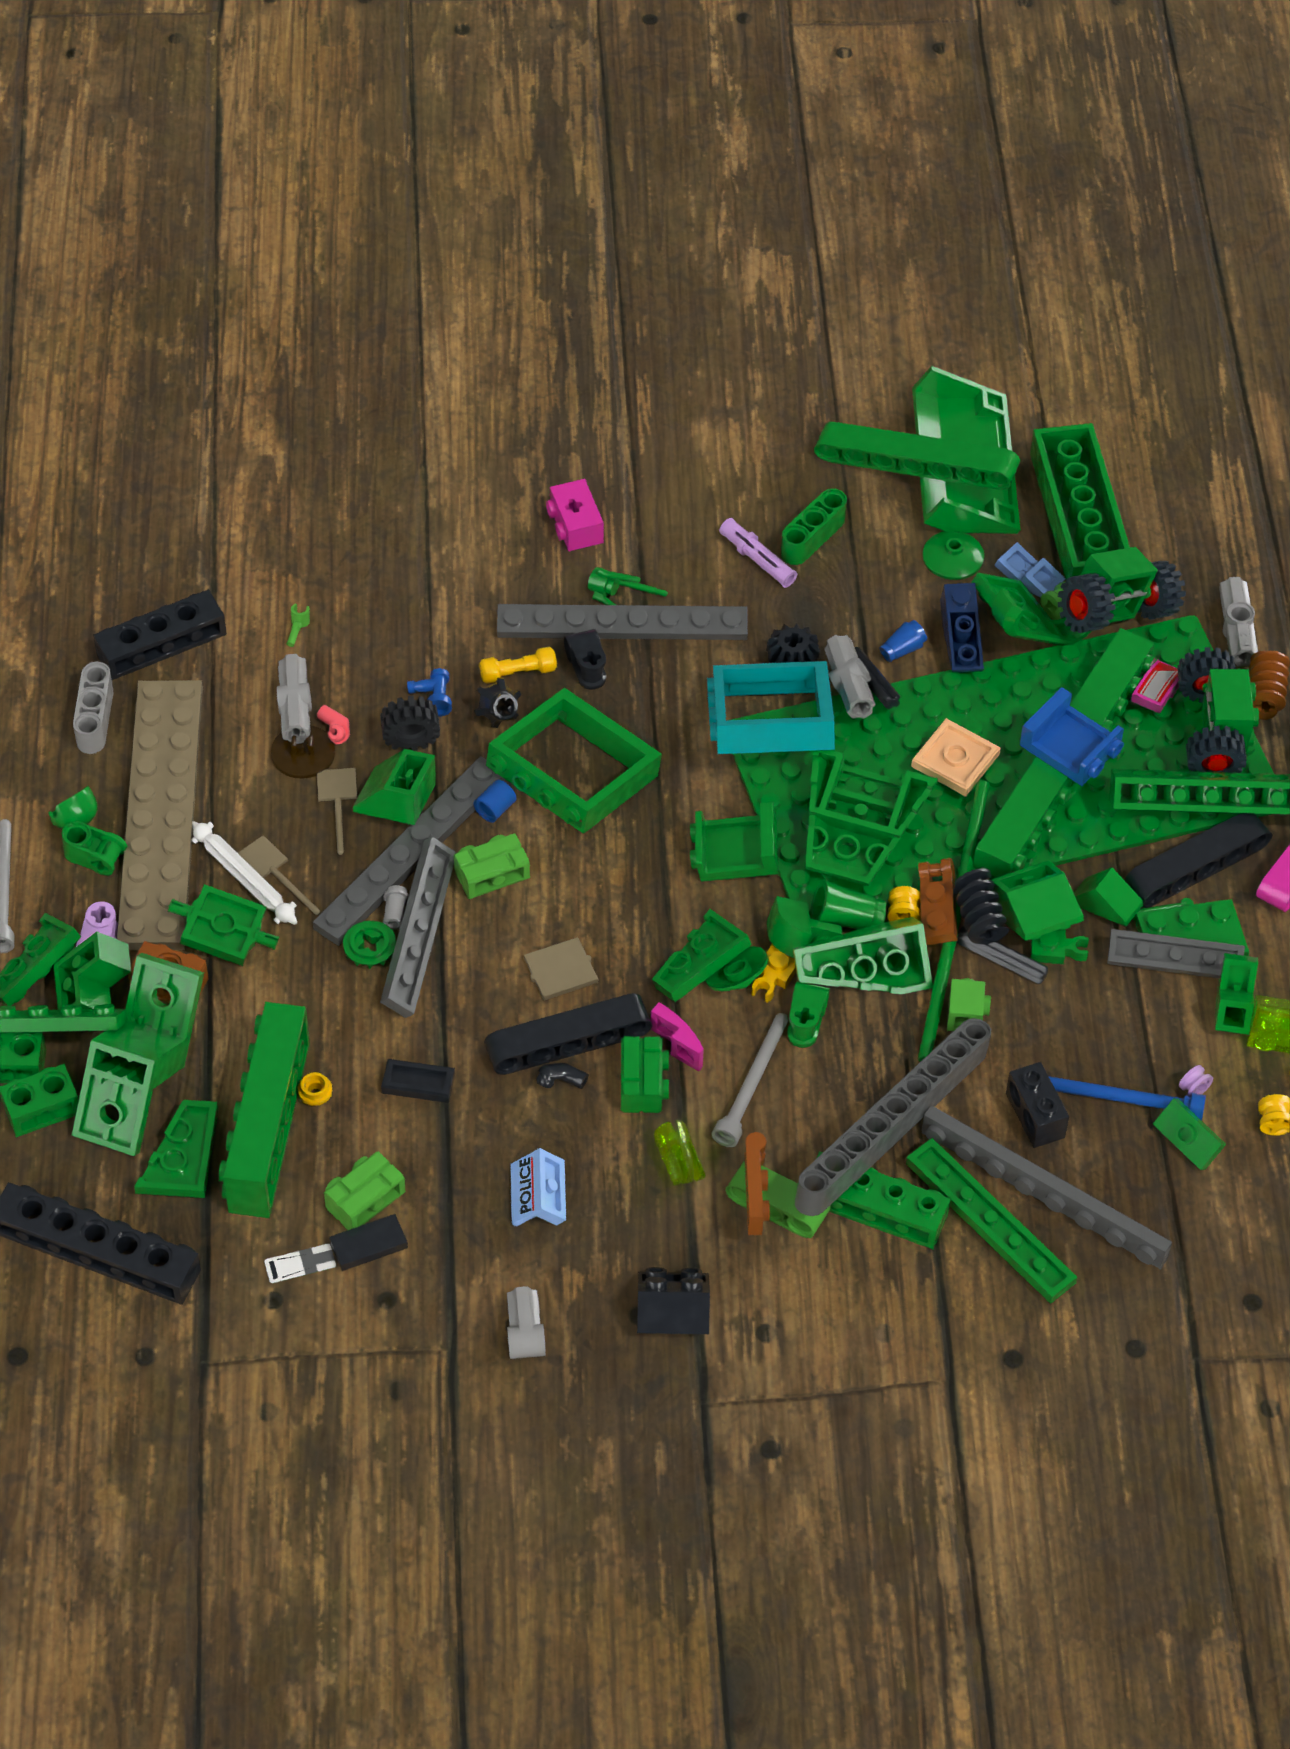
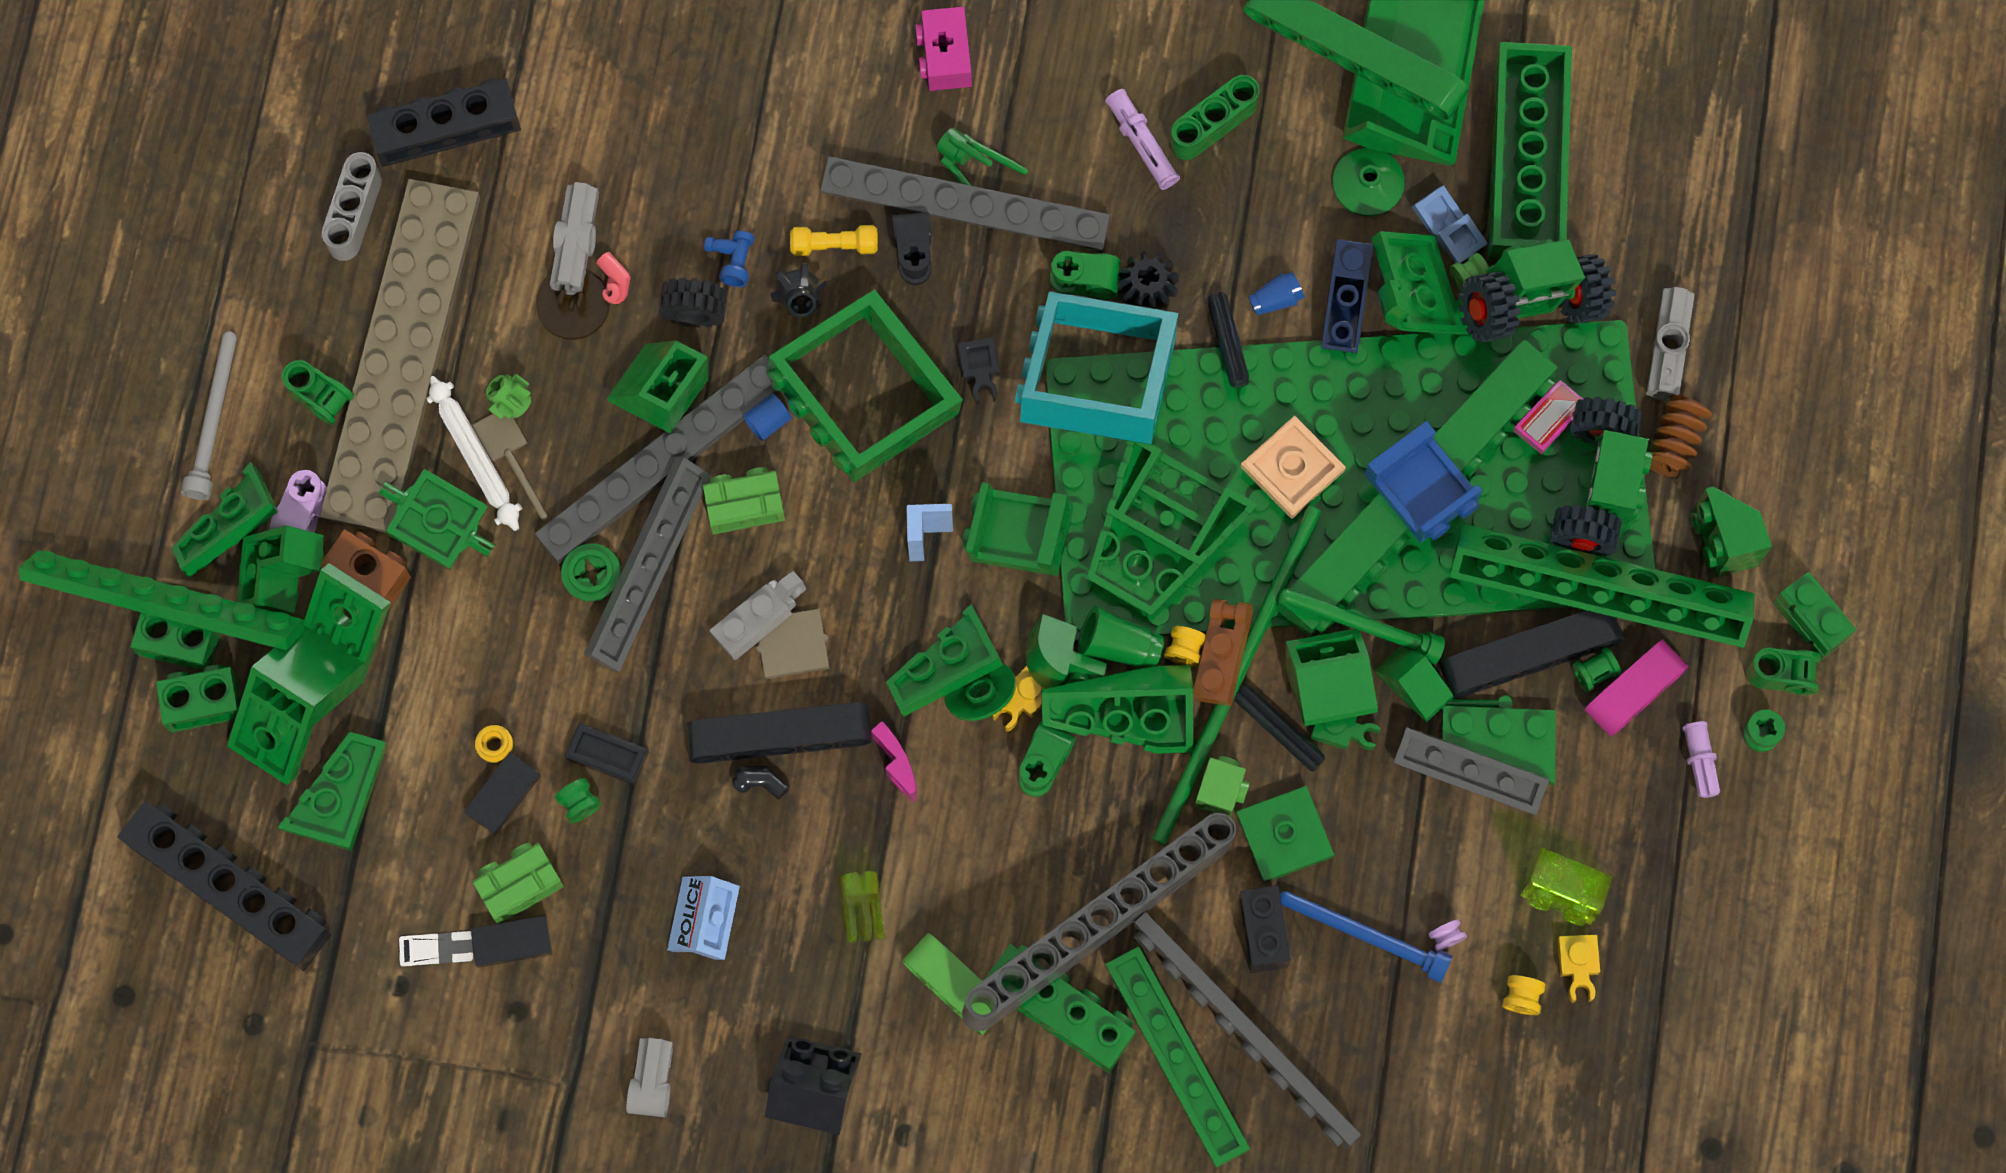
camera: 15 degrees right, 20 degrees up
(79, 807) = (305, 341): green hair -> none
(265, 821) = (508, 396): none -> bright green gear
(265, 1110) = (431, 767): green brick -> none
(298, 621) = (603, 131): bright green hand -> none
(331, 1127) = (502, 793): none -> black tile
(337, 786) = (599, 358): dark tan piece -> none
(396, 900) = (628, 531): light grey pin -> none
(402, 1117) = (578, 800): none -> green wheel
(526, 949) = (758, 615): none -> light grey hinge
(642, 1074) = (846, 801): green brick -> none
(656, 848) = (926, 519): none -> light blue panel
(668, 732) = (980, 364): none -> black plate
(728, 1130) = (925, 884): light grey piece -> none
(738, 649) = (1089, 274): none -> green piece
(756, 1182) = (929, 972): dark orange plate -> none
(849, 676) = (1199, 338): light grey piece -> none
(980, 907) = (1263, 674): black piece -> none
(1032, 1033) = (1284, 834): none -> green plate
(1049, 853) = (1427, 644): none -> green piece
(1189, 1134) = (1421, 998): green plate -> none
(1235, 994) = (1521, 840): green brick -> none
(1256, 862) = (1596, 669): none -> green bush

